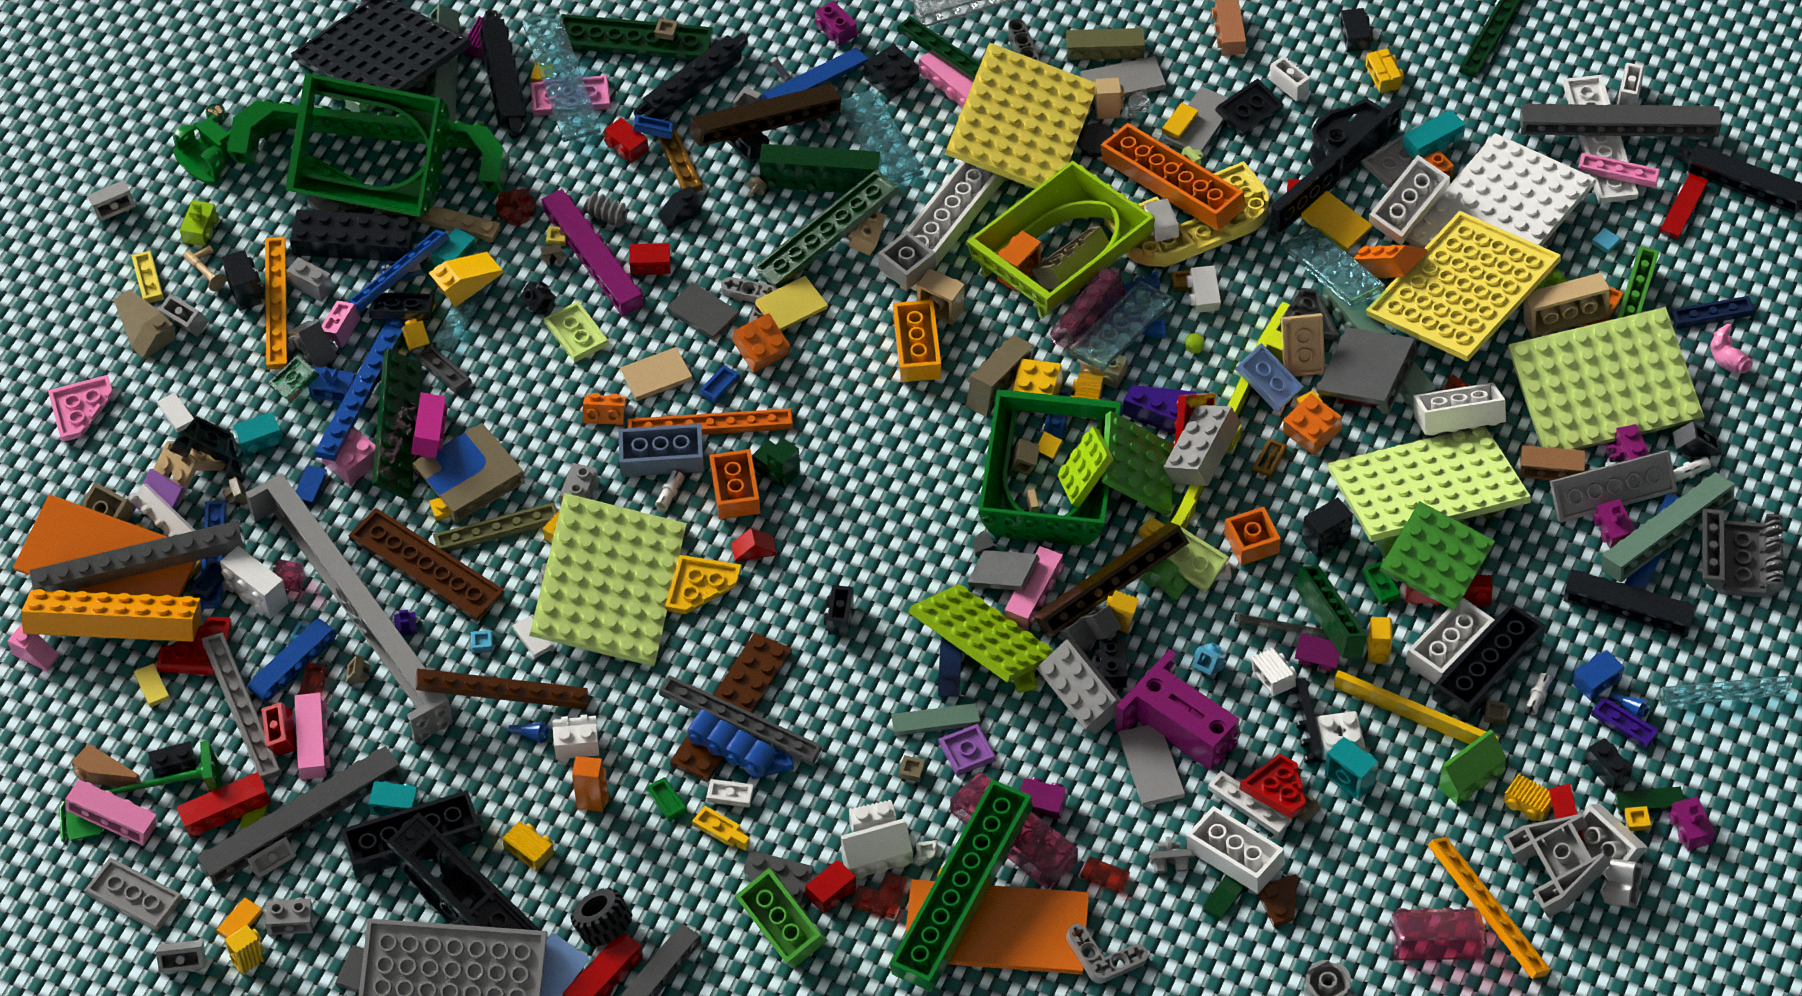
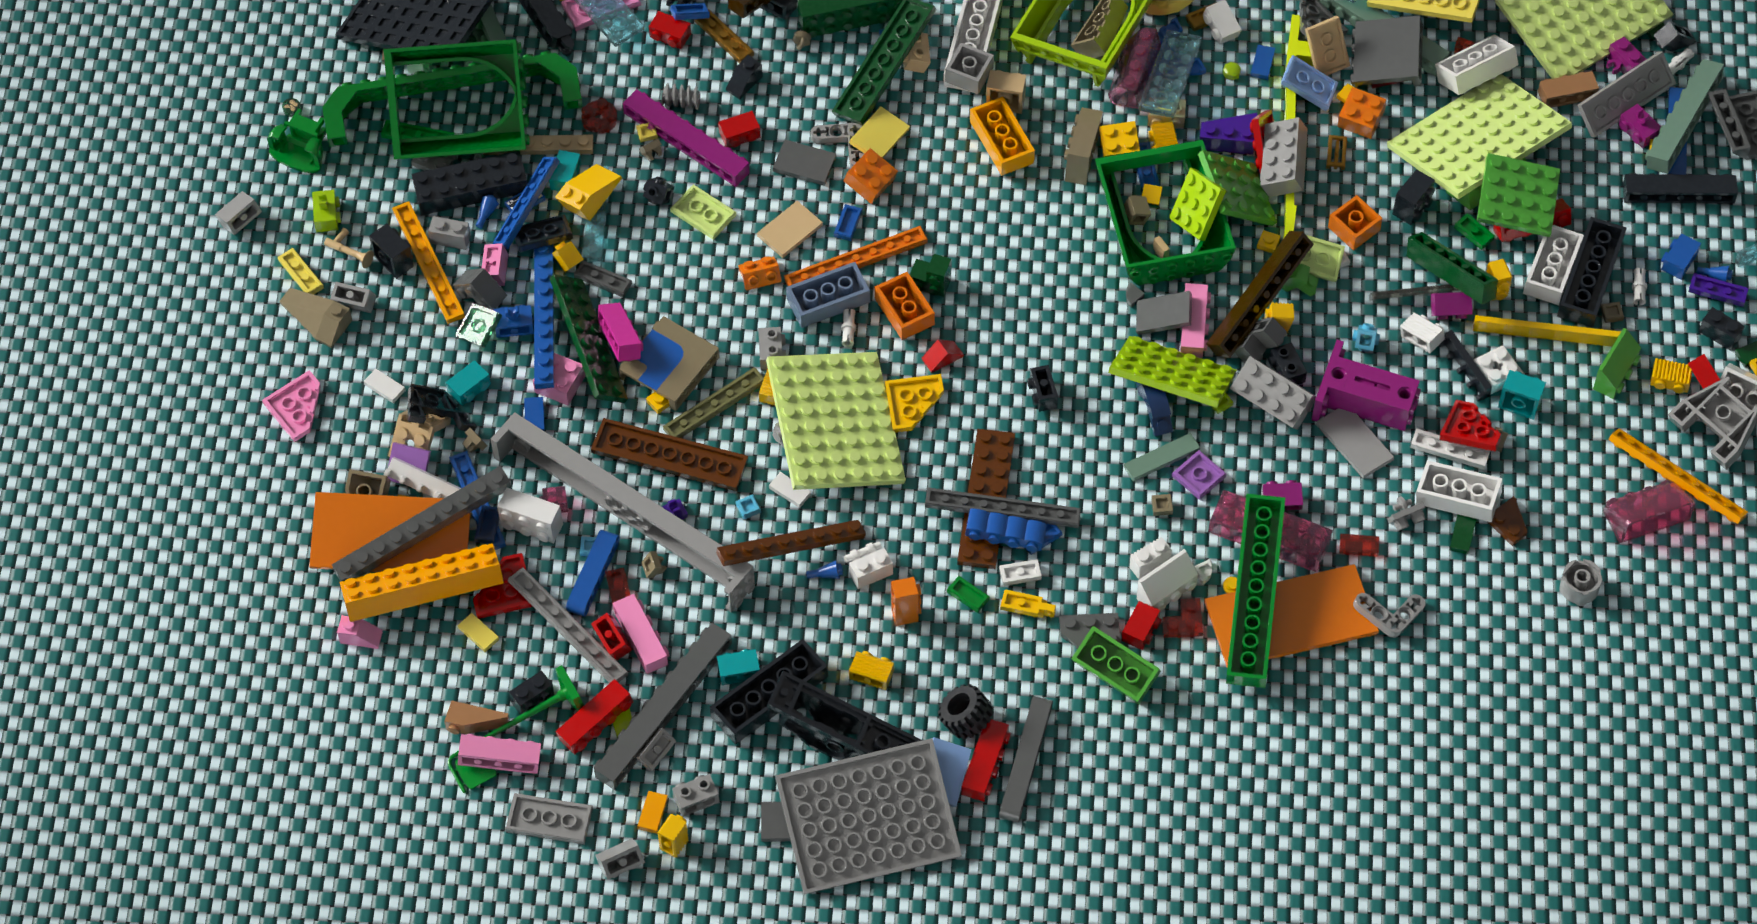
camera: 20 degrees left, 5 degrees up
(361, 264) = (488, 205): none -> blue cone
(1022, 253) = (1059, 33): orange brick -> none
(1232, 343) = (1262, 62): none -> blue tile

